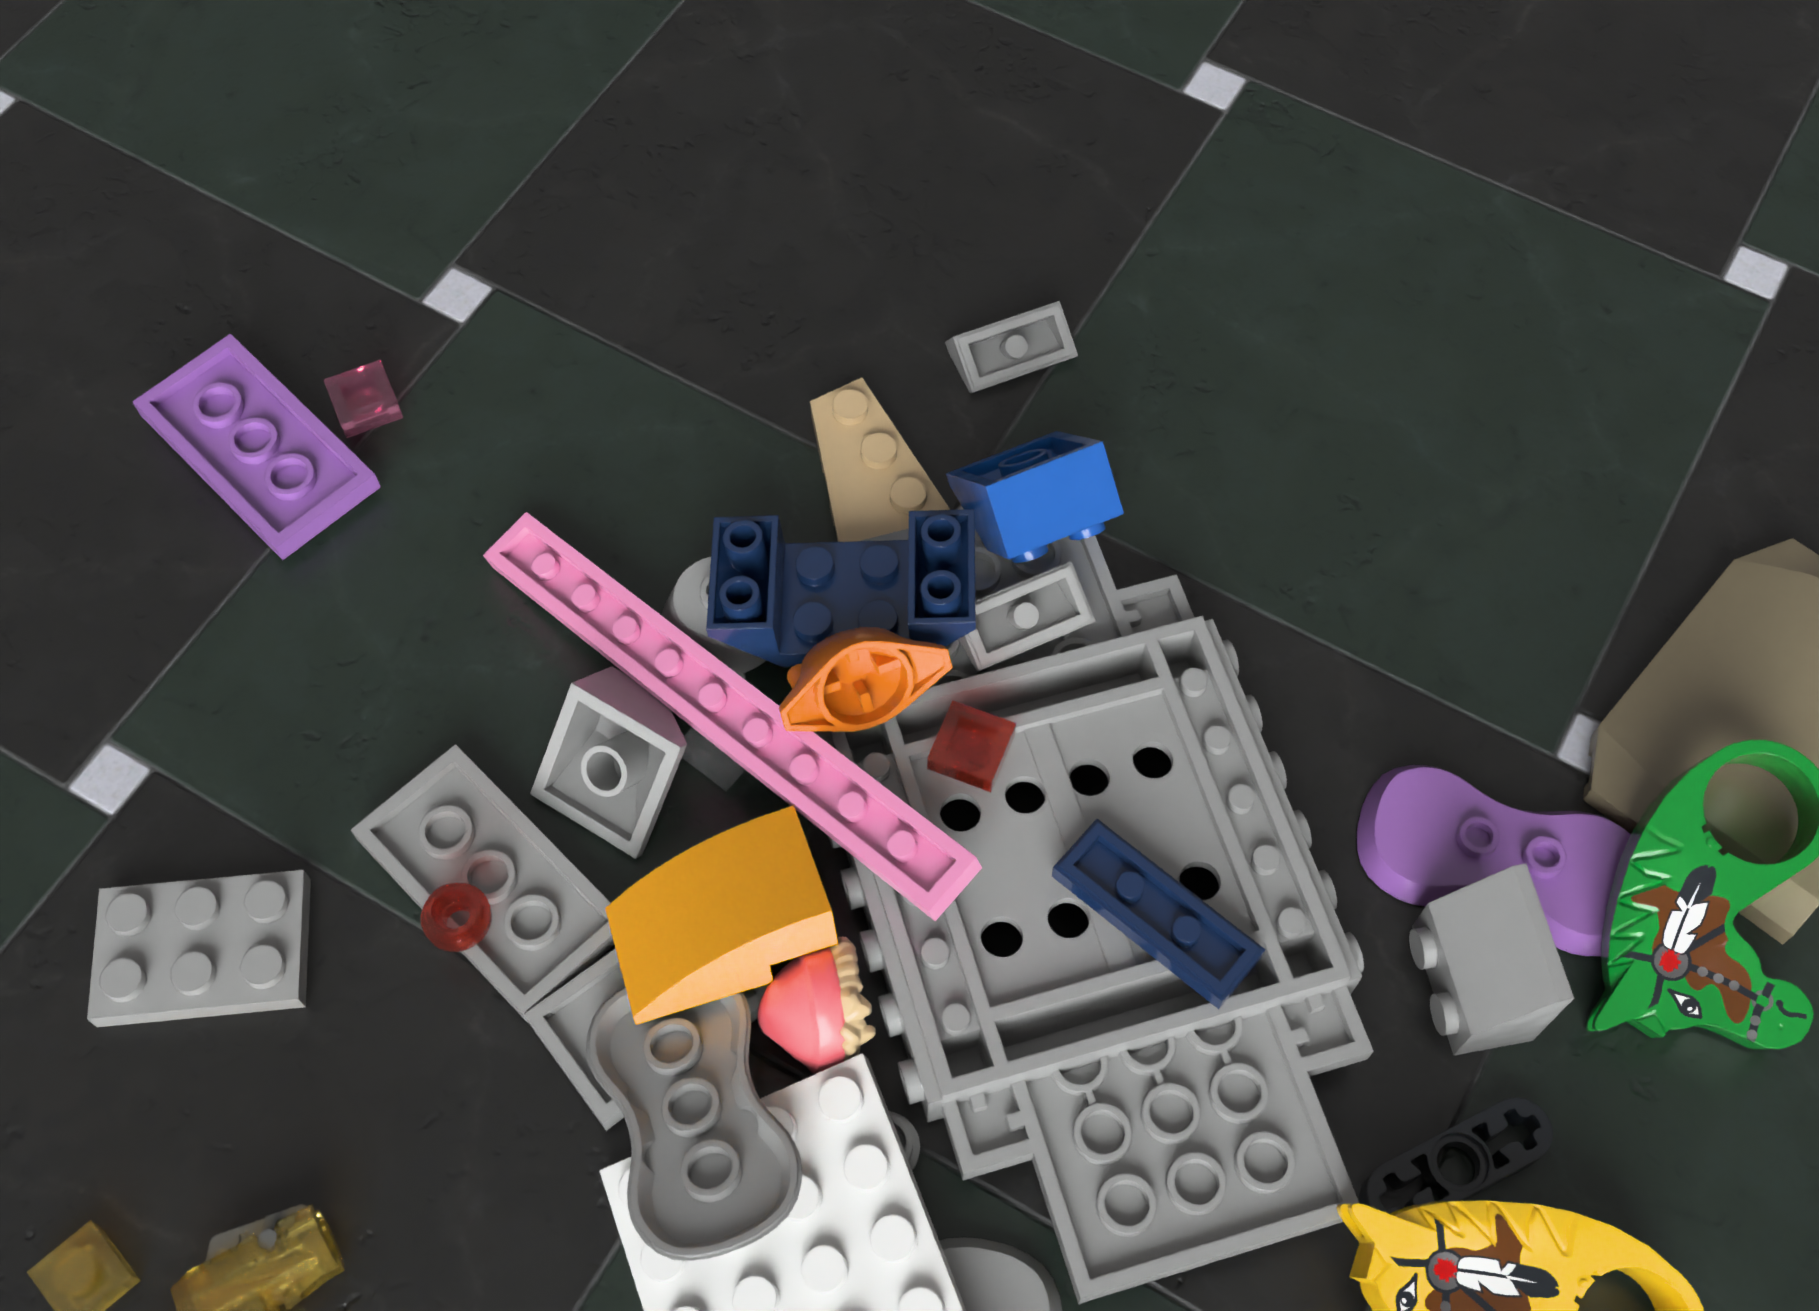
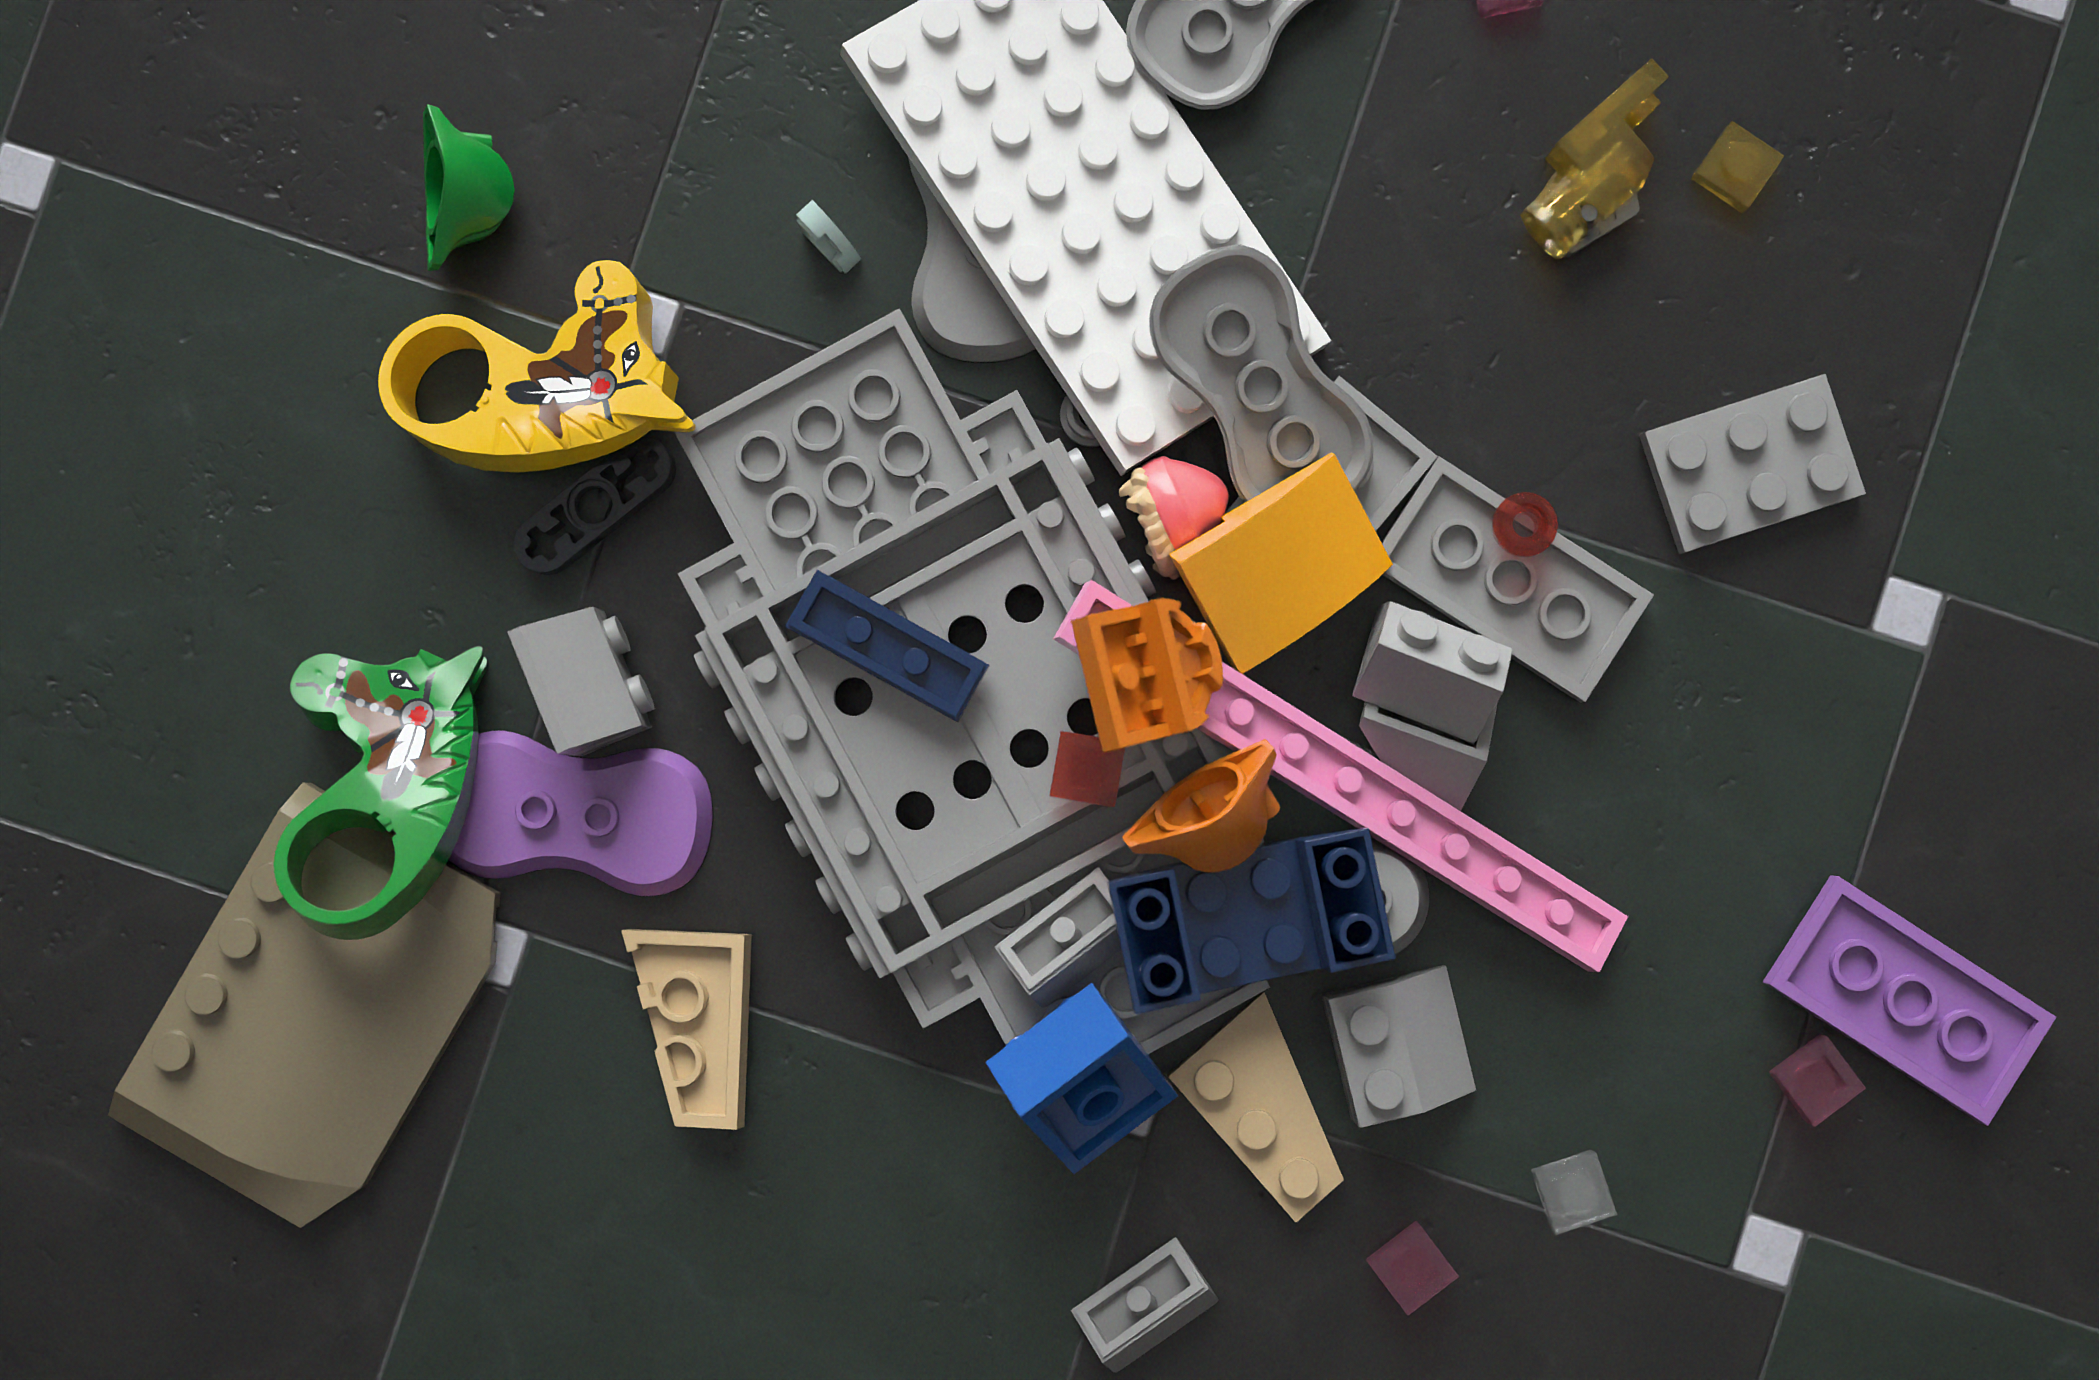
camera: 175 degrees right, 25 degrees up
(595, 792) = (1432, 671): none -> light grey slope
(608, 361) = (1574, 1192): none -> clear plate
(726, 472) = (1398, 1045): none -> light grey slope
(769, 326) = (1412, 1268): none -> clear pink plate
(892, 799) = (1147, 671): none -> orange slope
(1390, 642) = (699, 1016): none -> tan wing

